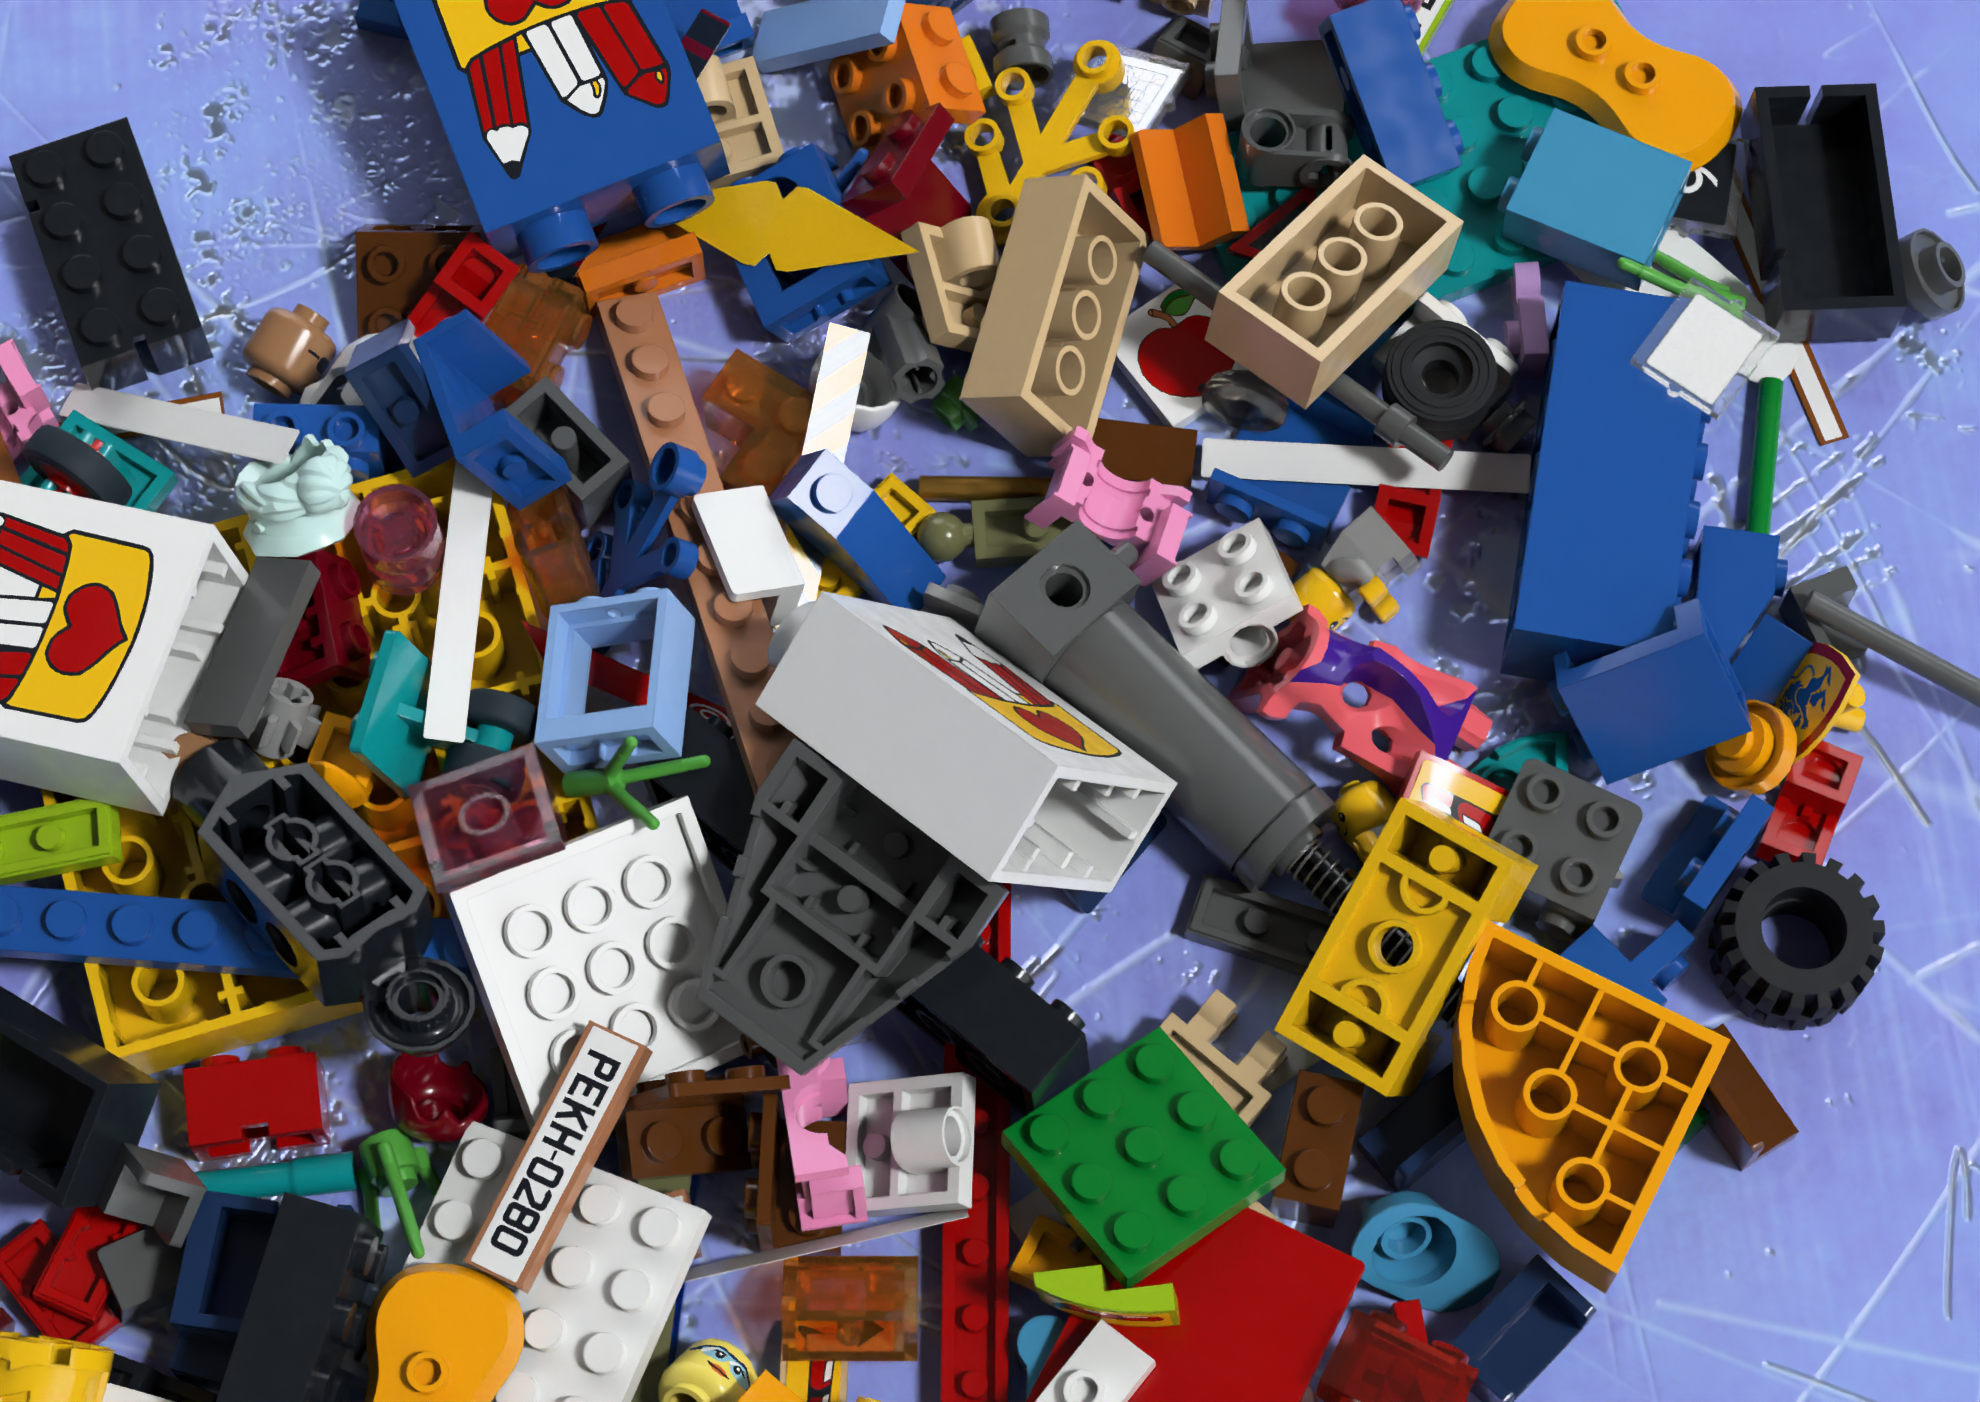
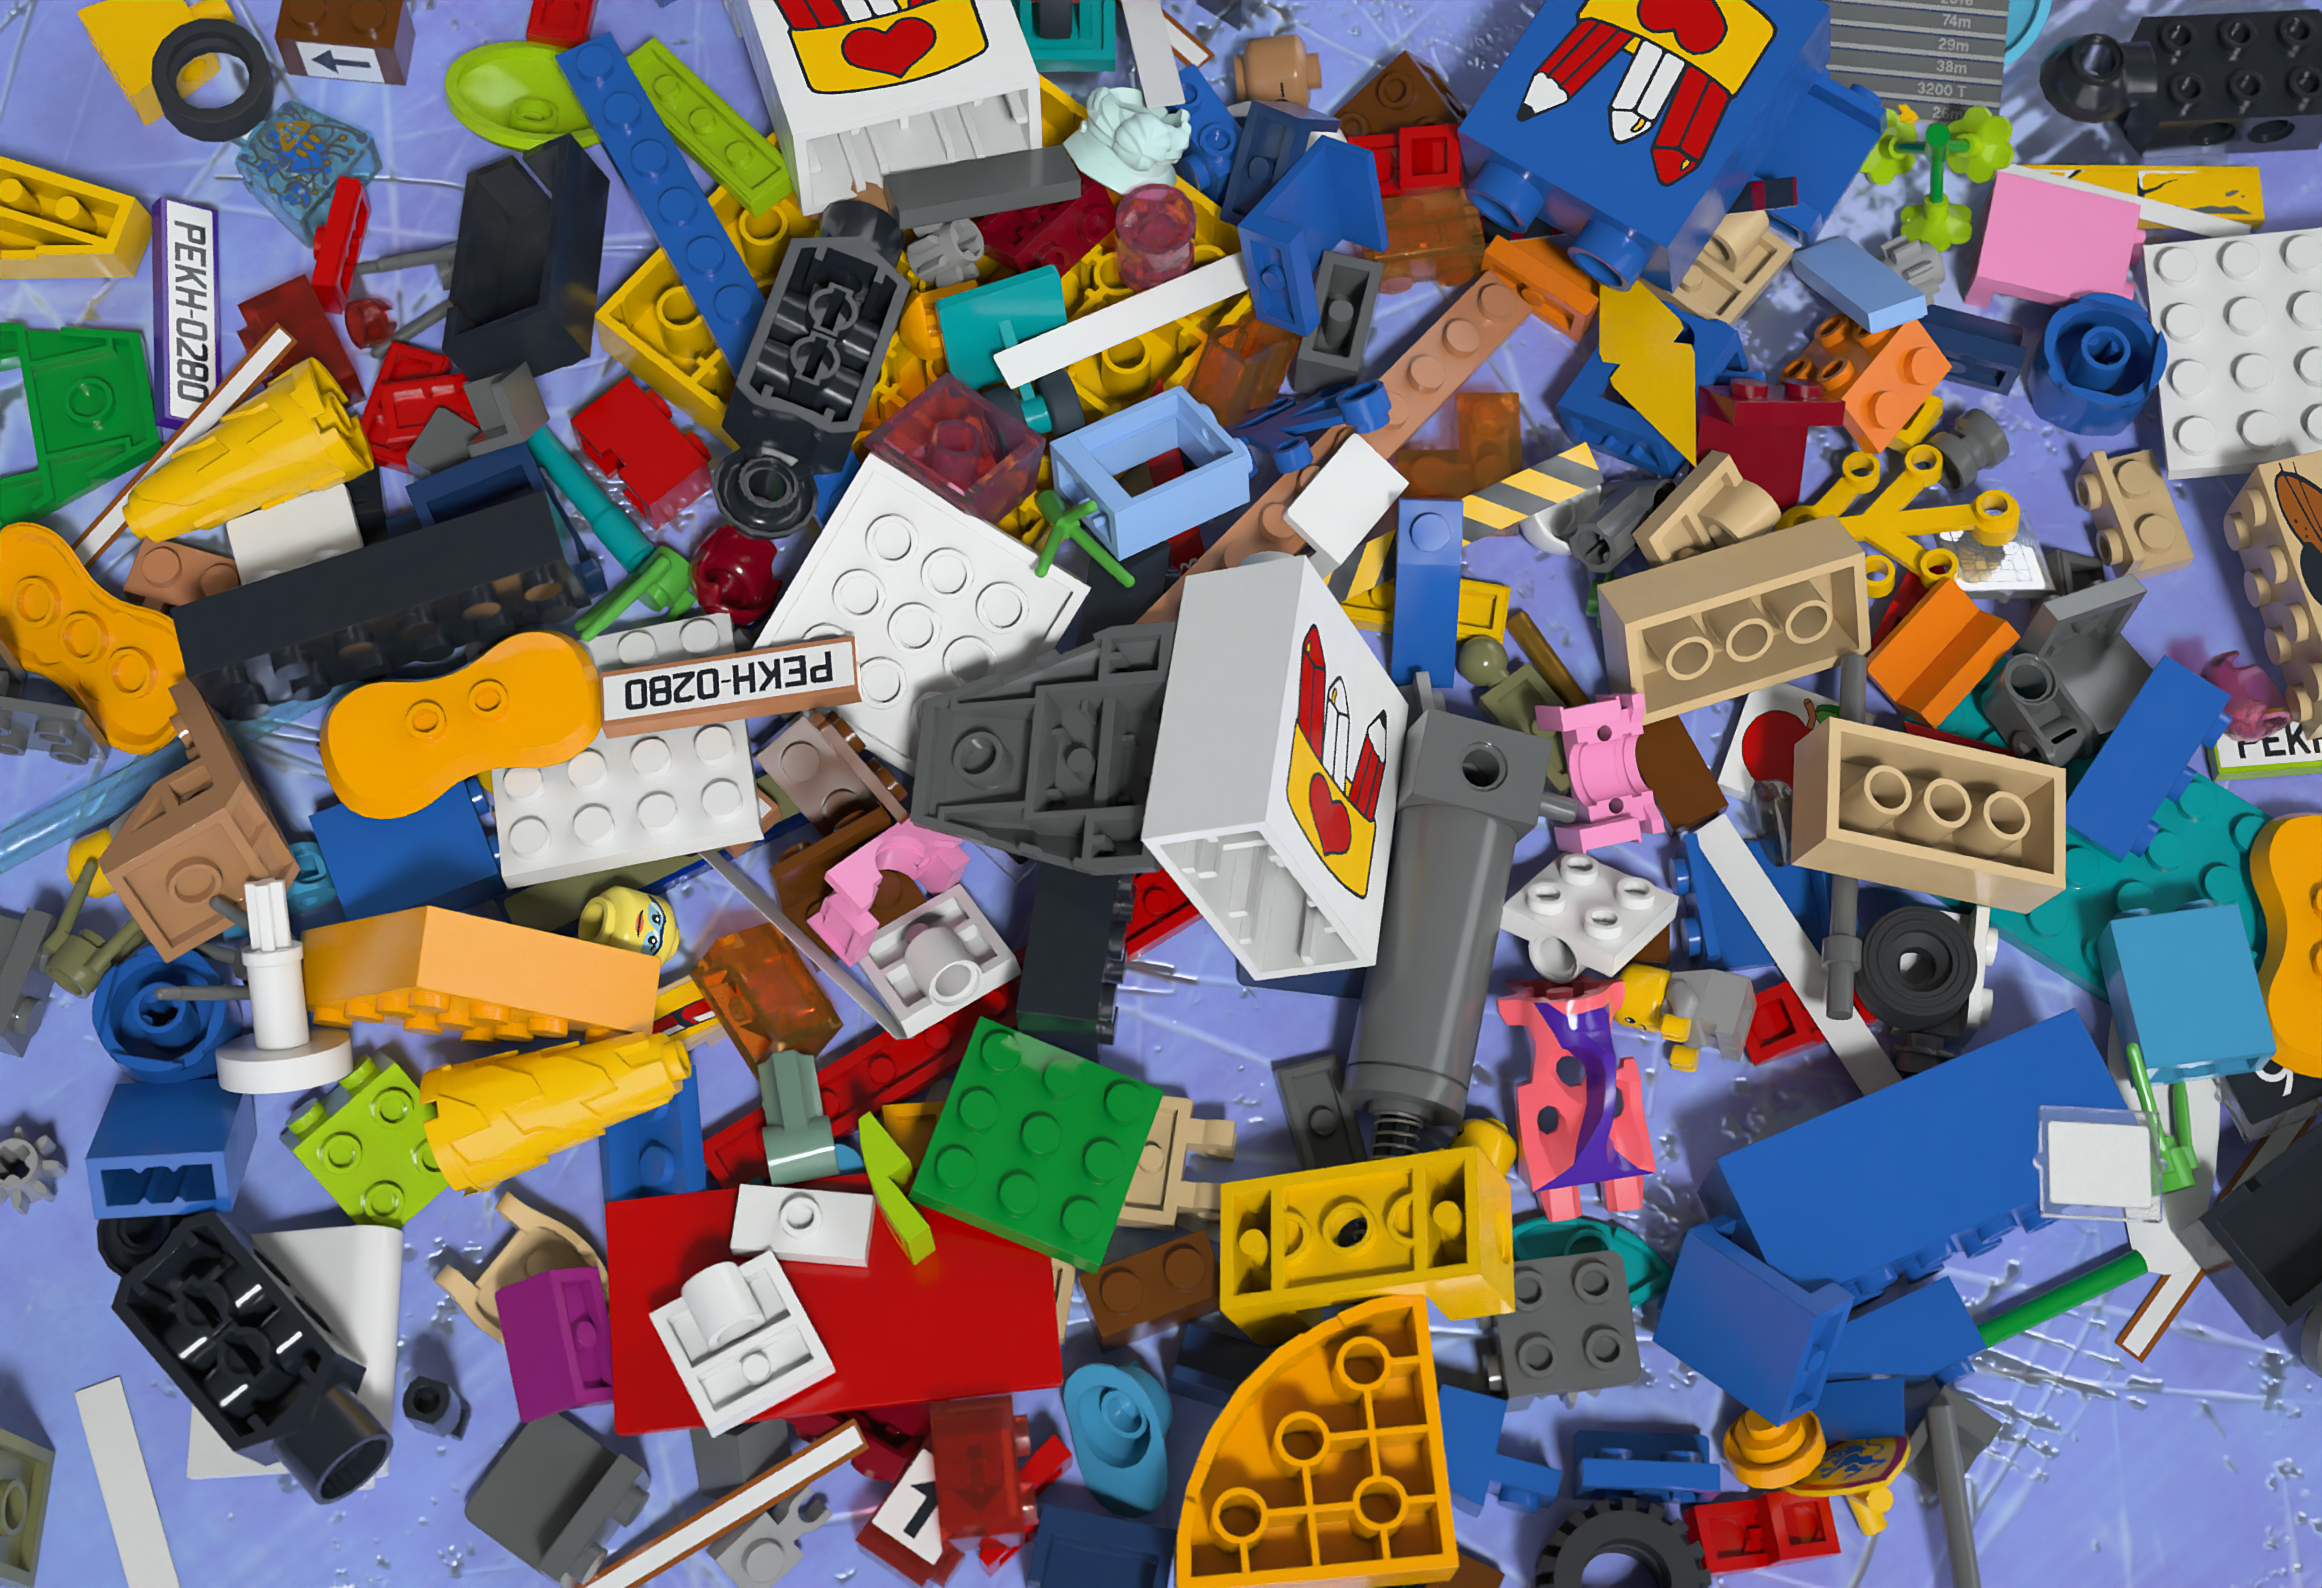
camera: 55 degrees right, 0 degrees up
(1001, 1352) = (797, 1132): none -> sand green piece
(1454, 791) = (1538, 1209): slope -> none
(1527, 332) = (2049, 1002): lavender plate -> none

